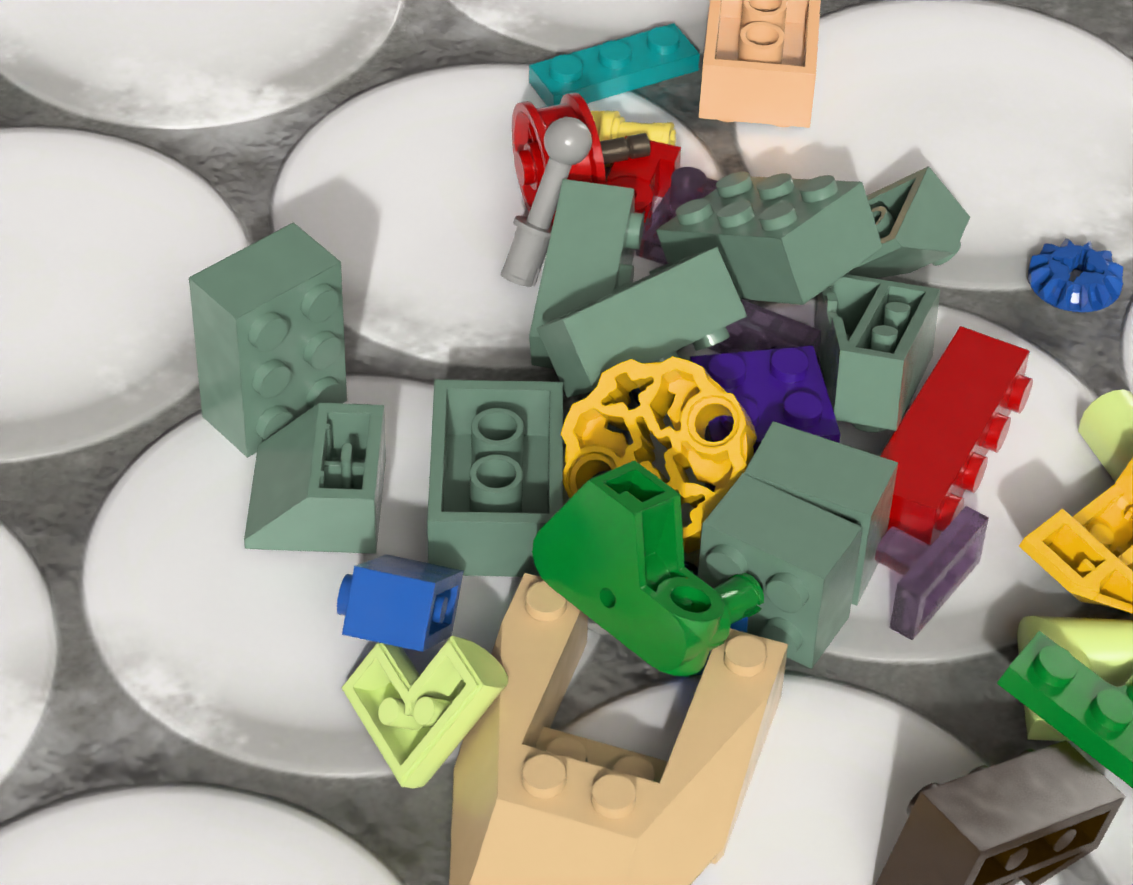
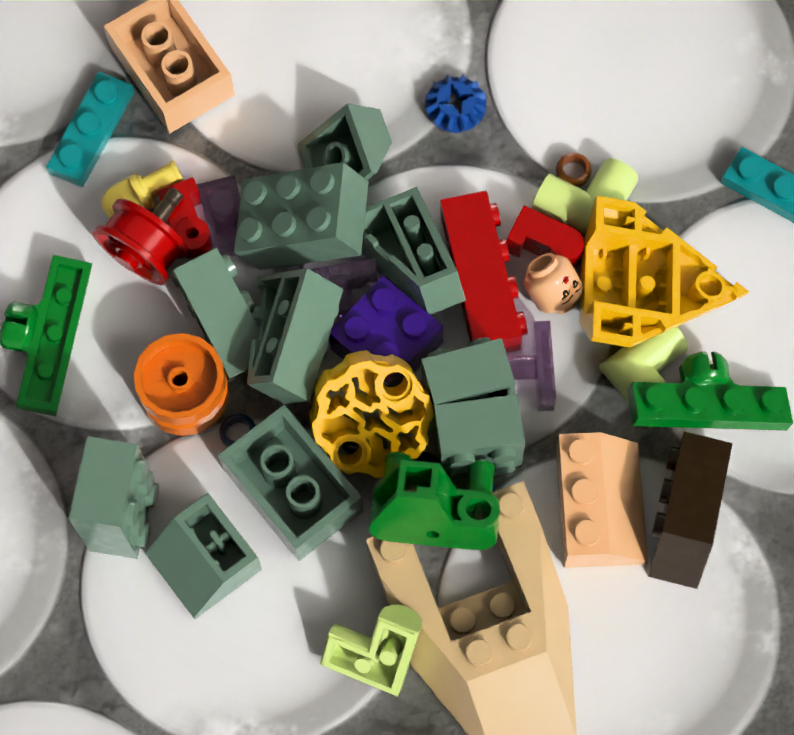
camera: 35 degrees left, 25 degrees up
(379, 191) = (47, 334): none -> green plate
(400, 602) = (318, 603): blue brick -> none
(467, 310) = (185, 362): none -> orange wheel
(566, 144) = (161, 247): light grey pin -> none
(871, 747) = (600, 501): none -> light nougat slope
(1029, 490) = (553, 283): none -> light nougat head
(1063, 451) = (544, 235): none -> red leg

